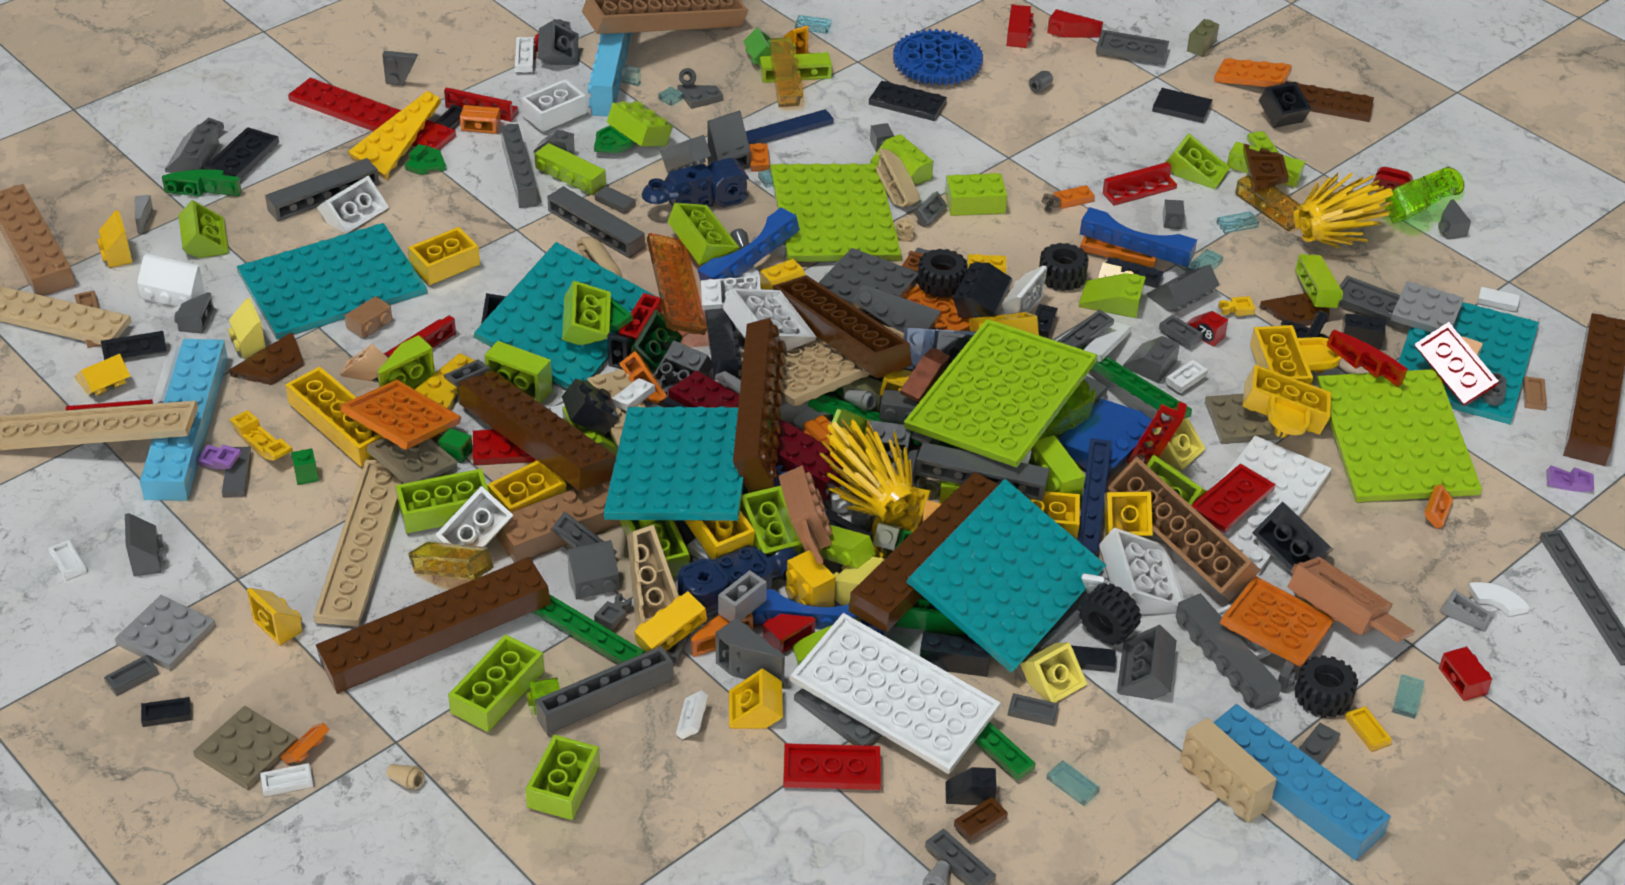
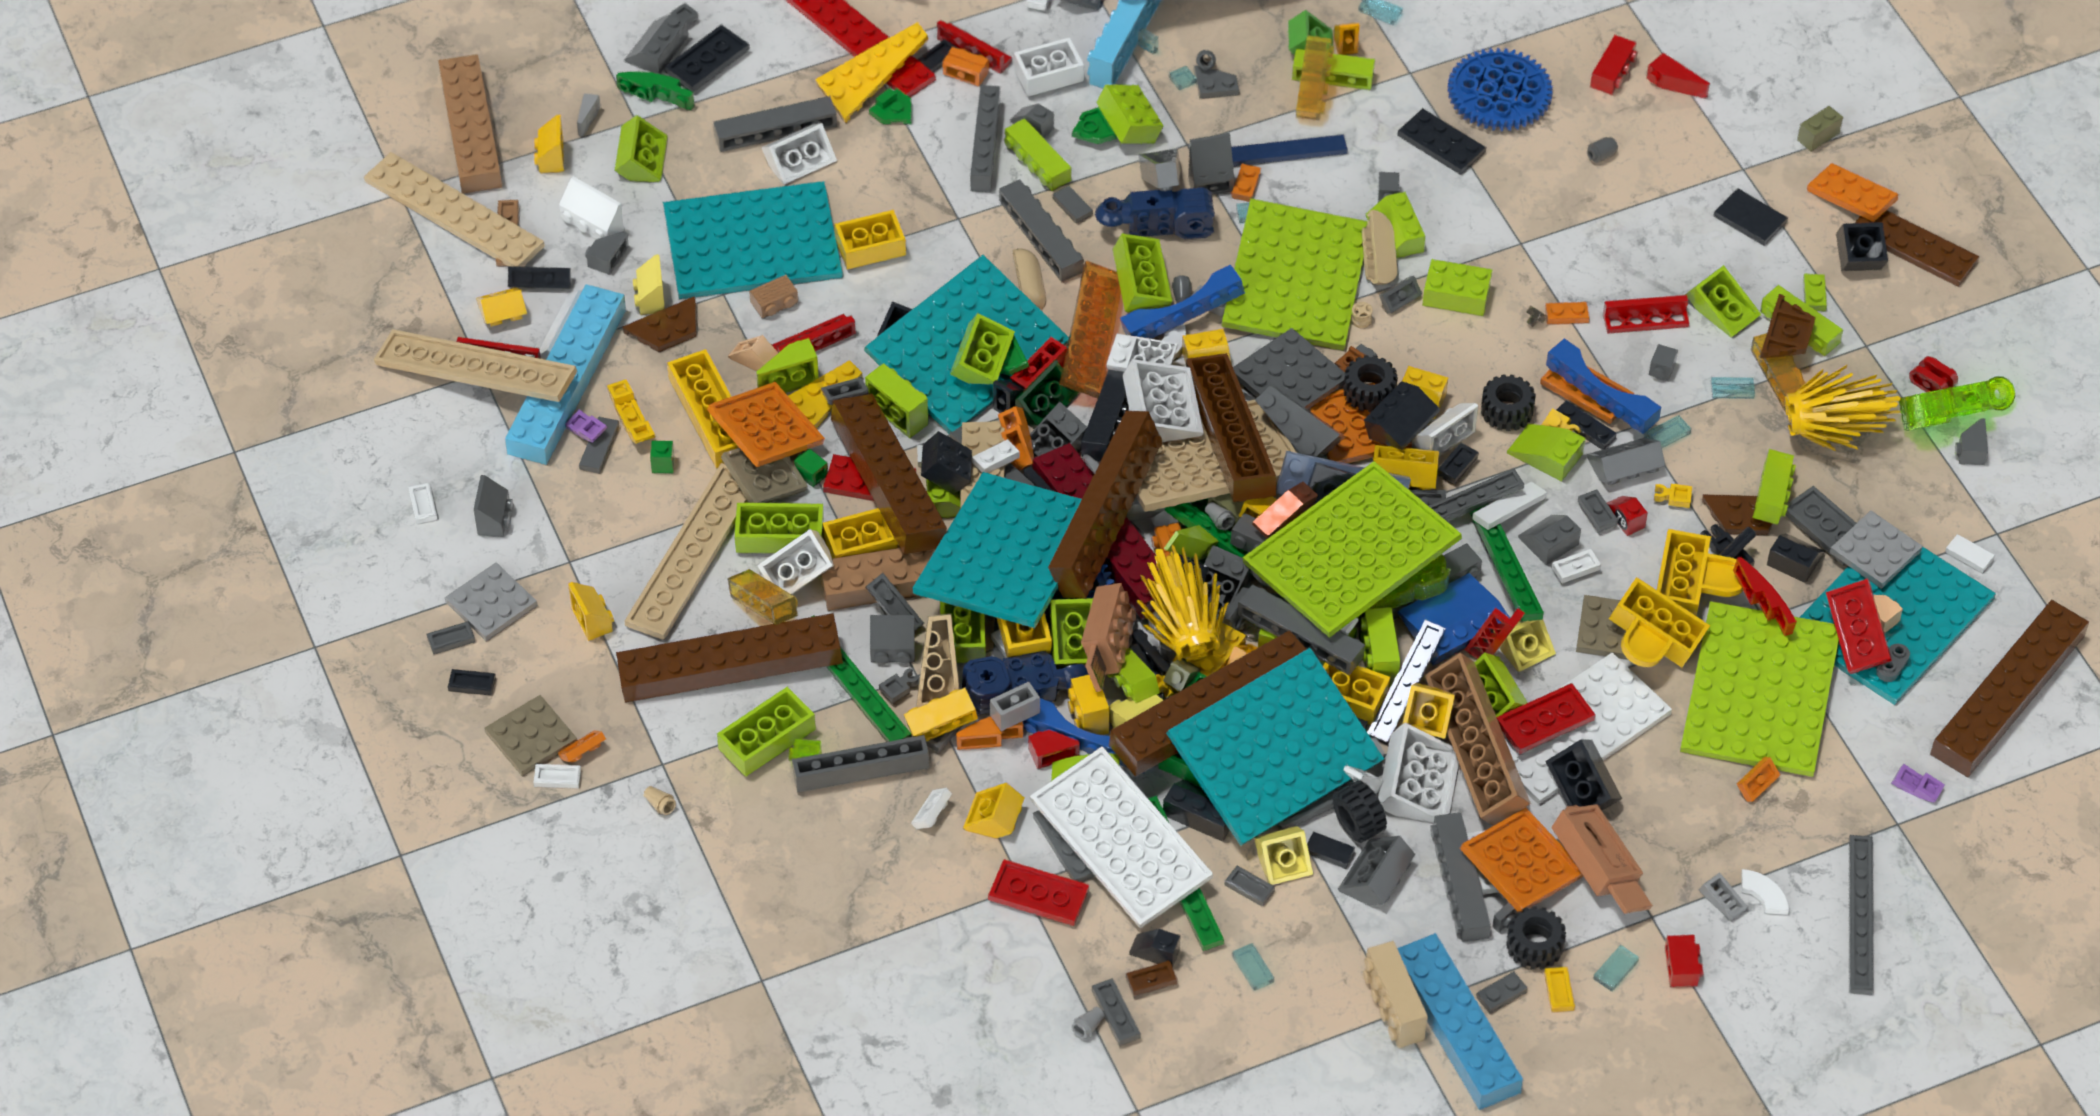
camera: 20 degrees right, 10 degrees up
(562, 777) = (793, 839): lime brick -> none
(744, 652) = (1000, 762): dark grey slope -> none
(1132, 47) = (1732, 123): dark grey plate -> none
(1534, 393) = (1941, 676): medium nougat tile -> none

